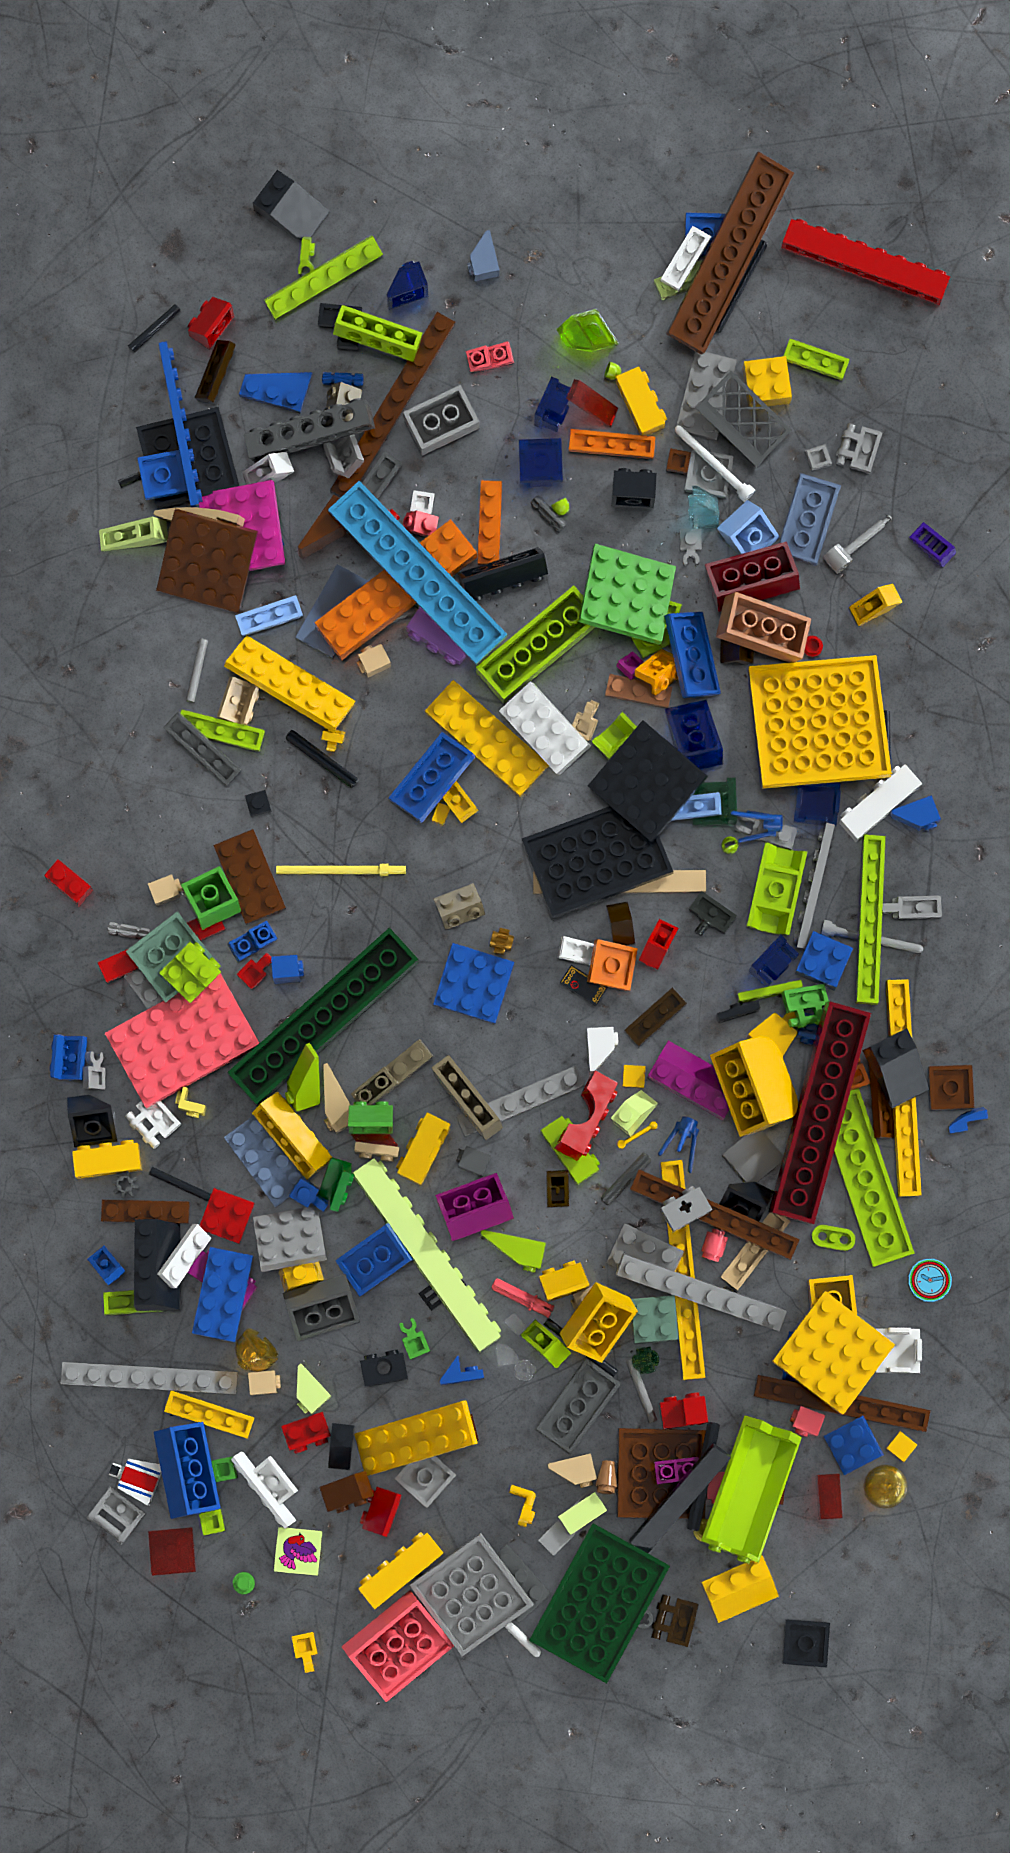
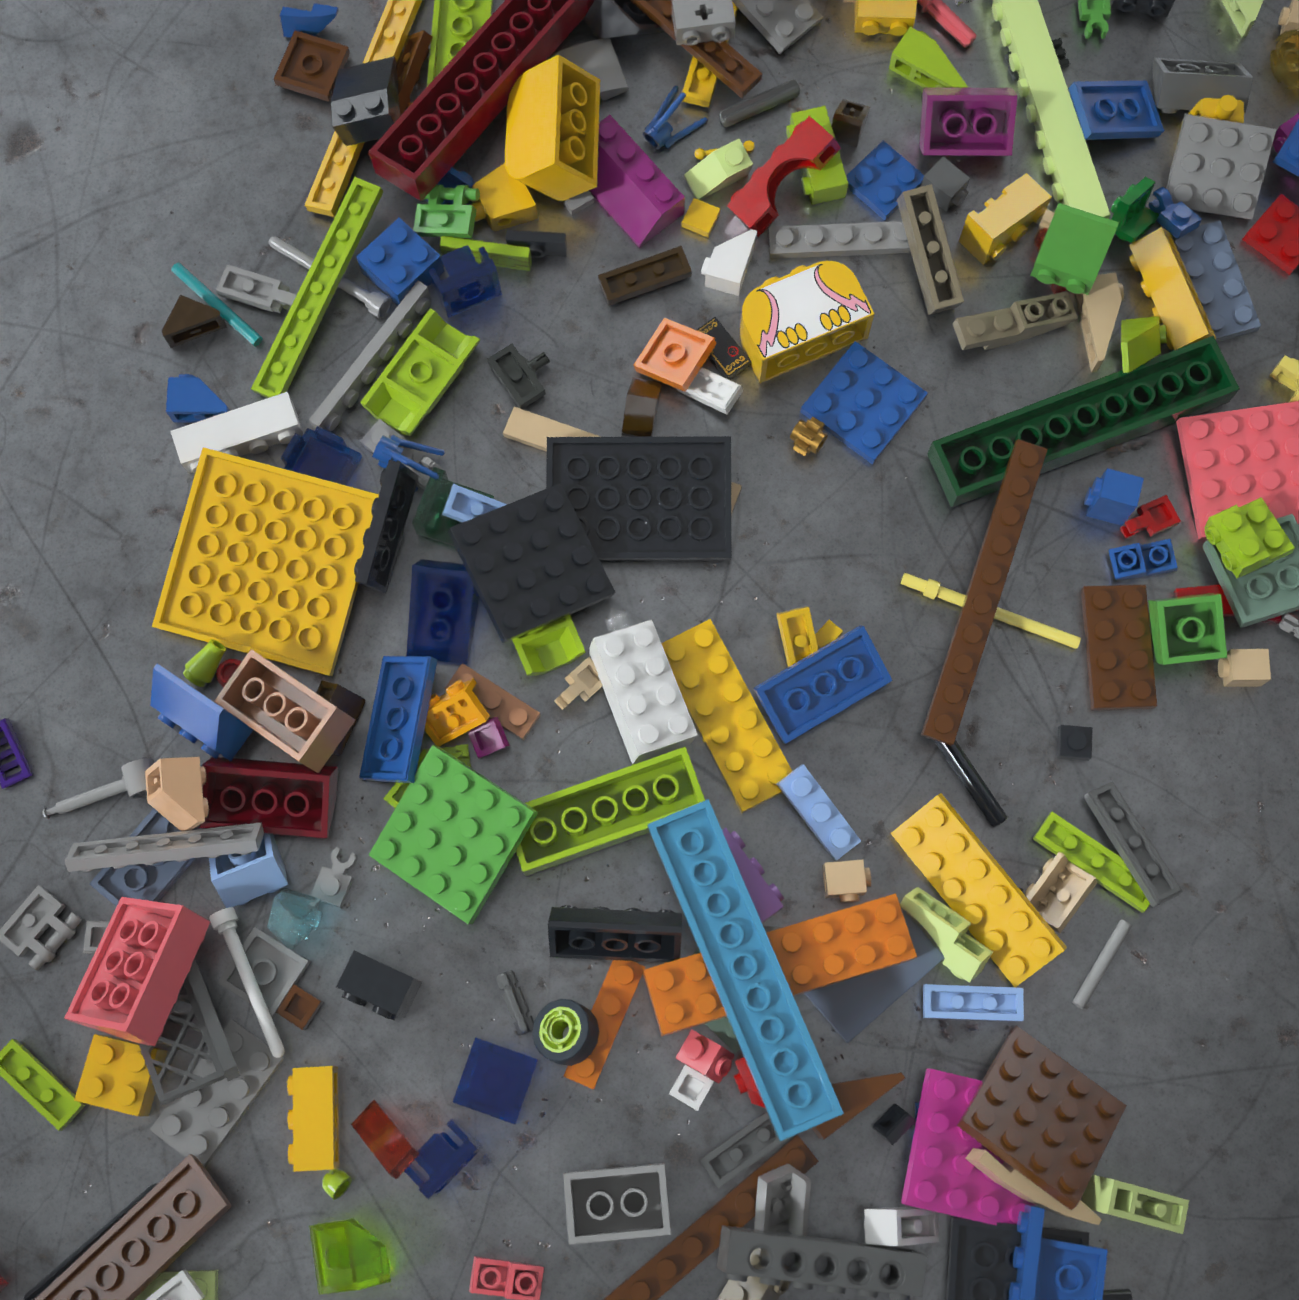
camera: 155 degrees left, 5 degrees down
(293, 526) = (894, 1124): none -> black tile
(299, 651) = (948, 929): none -> yellowish green slope
(333, 738) = (940, 785): yellow tile -> none
(349, 872) = (984, 592): none -> reddish brown plate
(405, 696) = (818, 812): none -> light blue plate
(459, 906) = (847, 504): dark tan bracket -> none
(517, 1152) = (882, 179): none -> blue plate
(520, 502) = (549, 1030): none -> wheel
(536, 1018) = (803, 318): none -> brick
(561, 507) = (493, 1005): lime hinge -> none
(578, 771) = (617, 620): none -> clear plate
(612, 444) = (382, 1070): orange plate -> none
(658, 944) = (603, 360): red slope -> none
(730, 849) = (457, 461): lime hinge -> none
(751, 774) = (387, 526): none -> black plate
(781, 441) = (138, 970): none -> coral slope
(800, 520) = (165, 847): none -> light grey plate
(806, 555) = (176, 791): none -> light nougat slope
(821, 608) = (196, 715): none -> slope
(831, 642) = (204, 664): none -> lime cone
(875, 604) = (116, 696): yellow slope -> none
(937, 890) = (213, 301): none -> teal bar
(947, 870) = (191, 321): none -> dark brown slope

